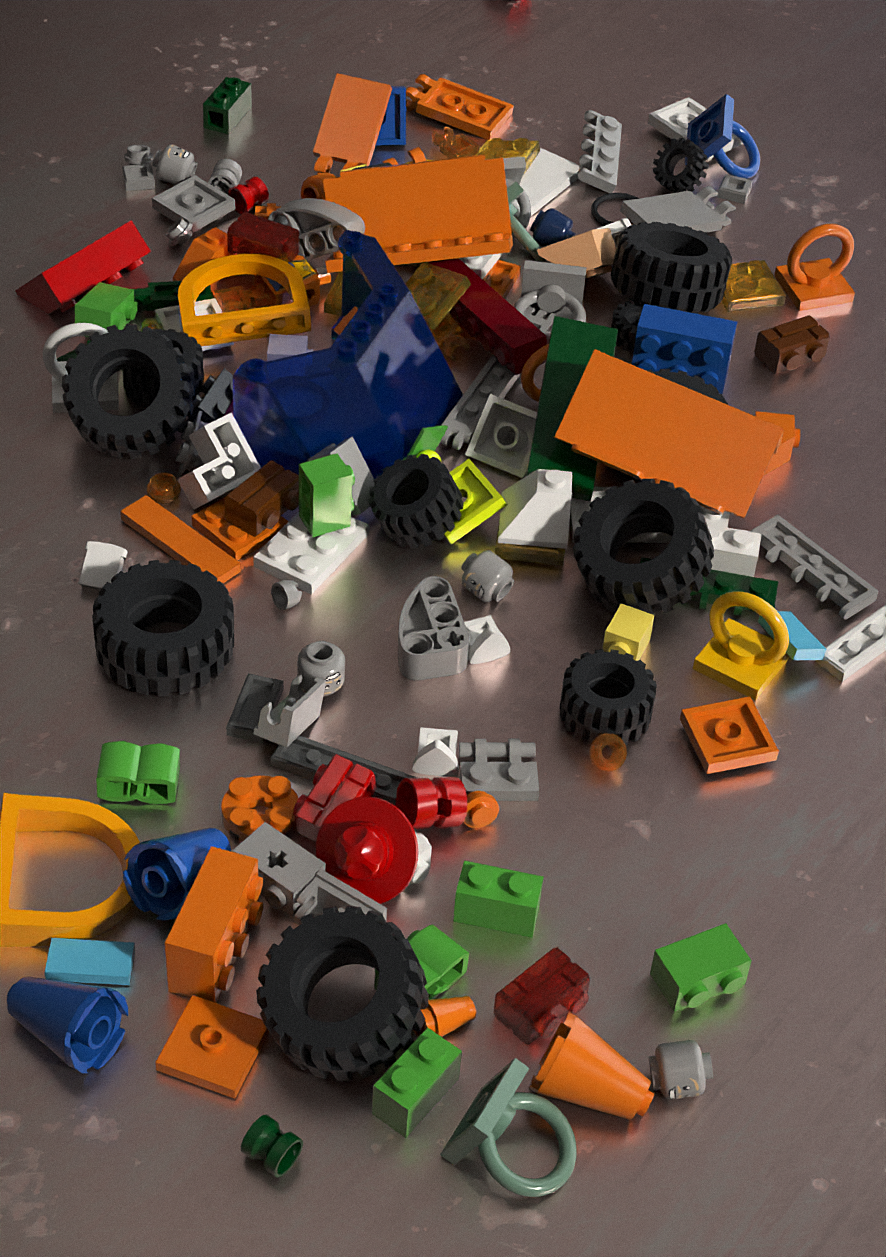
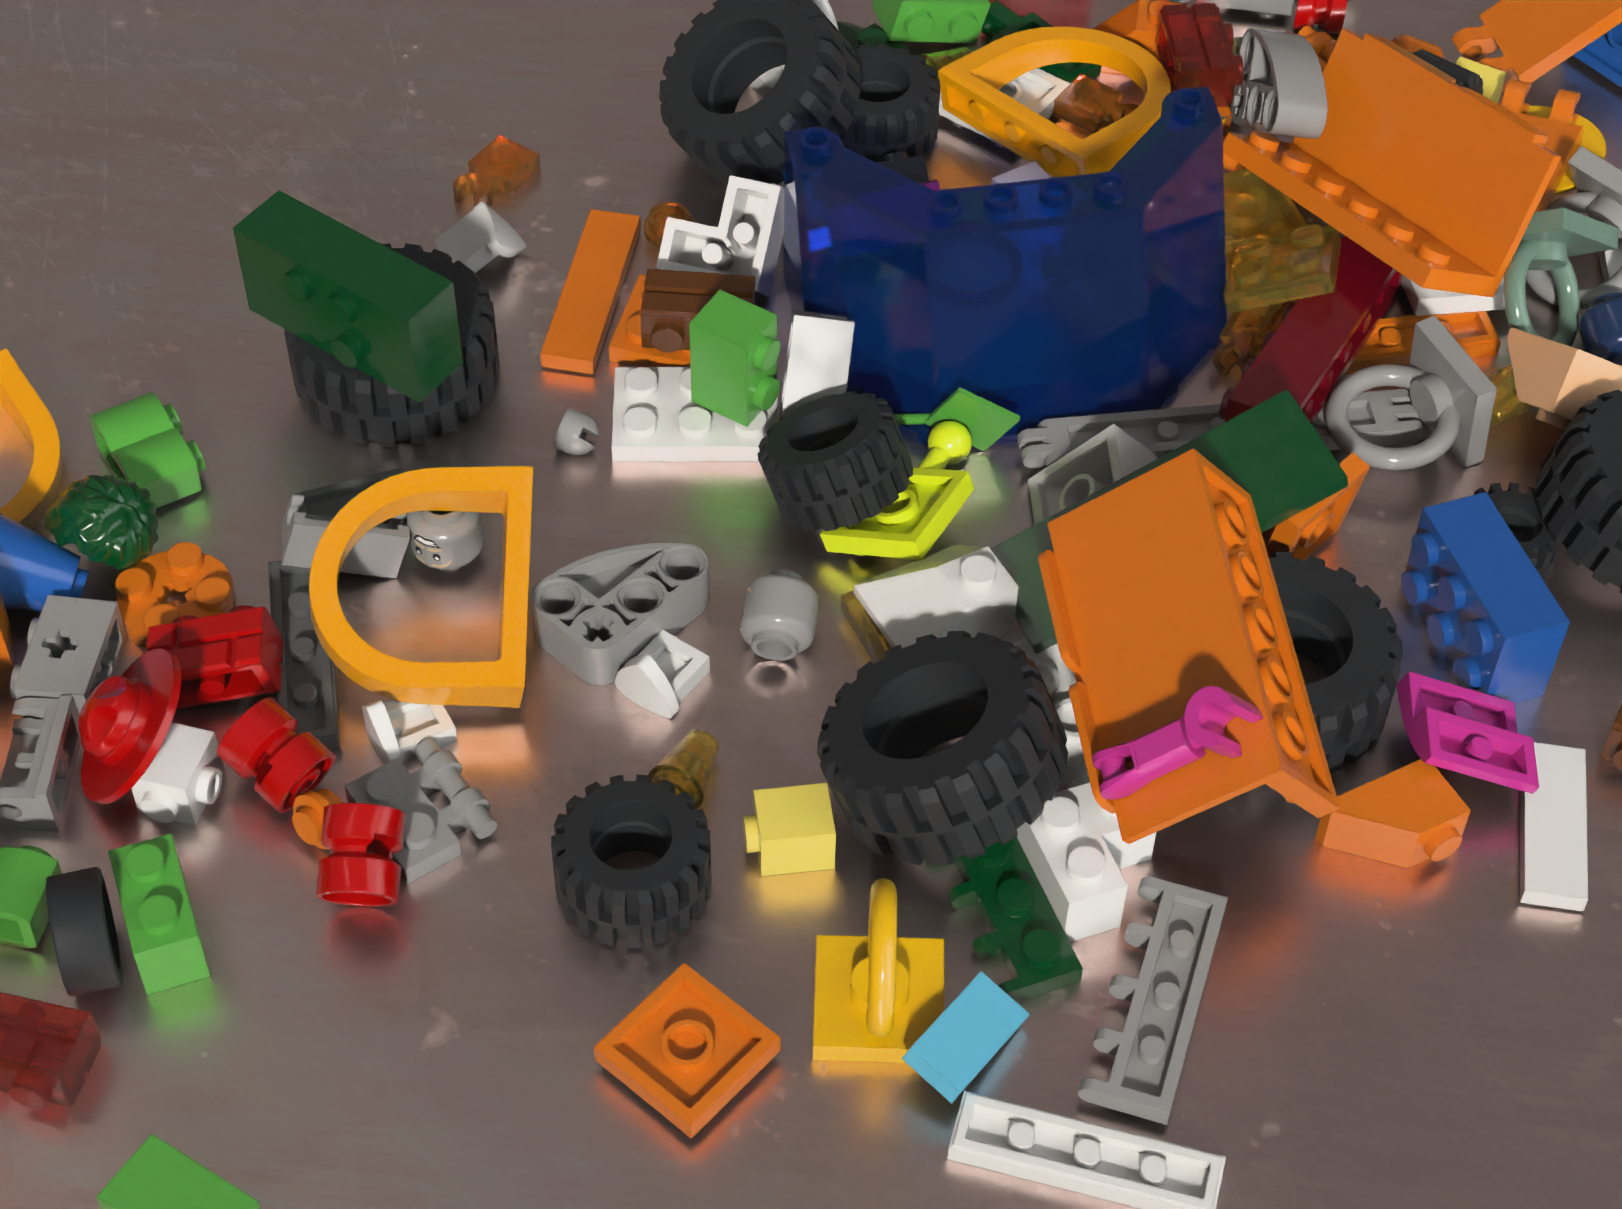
camera: 60 degrees right, 5 degrees up
(45, 534) = (497, 168): none -> clear orange plate
(168, 600) = (349, 295): none -> dark green brick
(195, 800) = (105, 520): none -> dark green hair
(401, 649) = (458, 489): none -> light orange window
(503, 913) = (83, 931): none -> black tyre
(529, 796) = (360, 854): none -> red wheel
(555, 655) = (689, 765): none -> clear yellow cone
(618, 748) = (523, 915): clear orange plate -> none
(733, 458) = (1174, 743): none -> dark pink piece
(752, 397) = (1466, 732): none -> dark pink slope
(803, 404) = (1555, 831): none -> white tile

